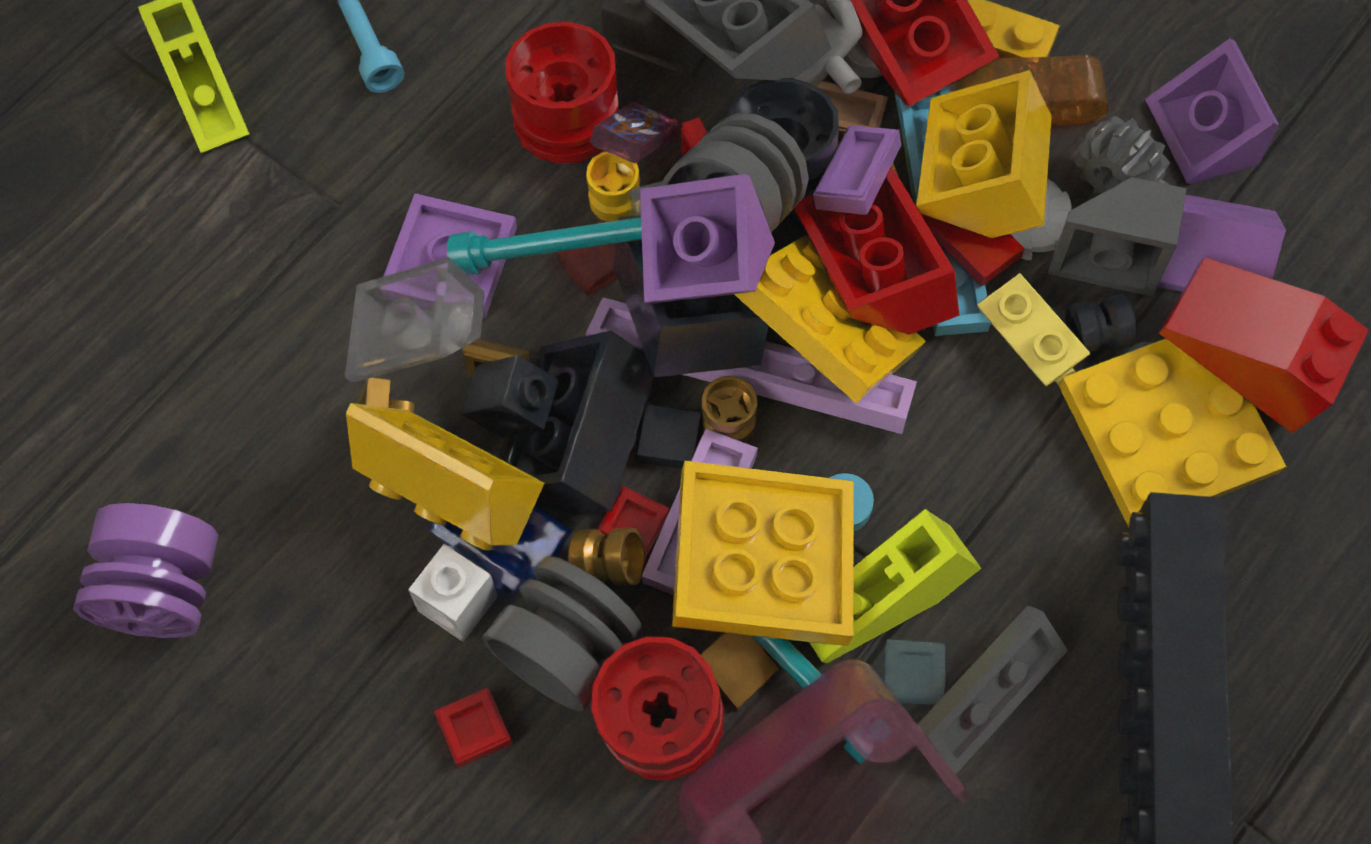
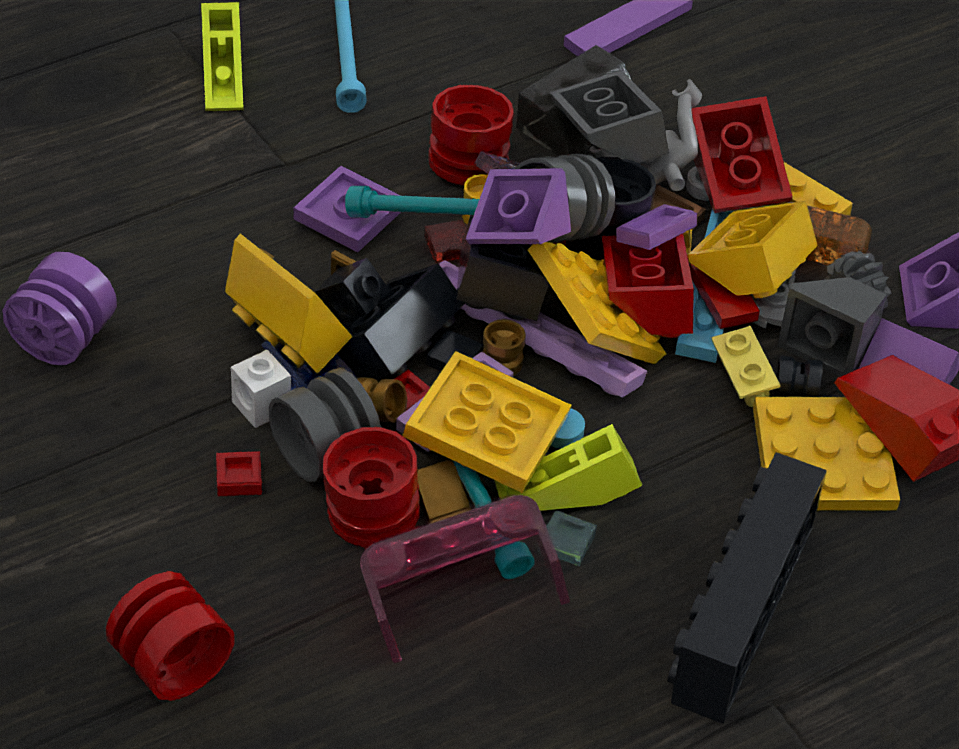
camera: 15 degrees right, 20 degrees down
(412, 319) = (307, 224): clear slope -> none
(993, 687) = (621, 556): dark grey plate -> none

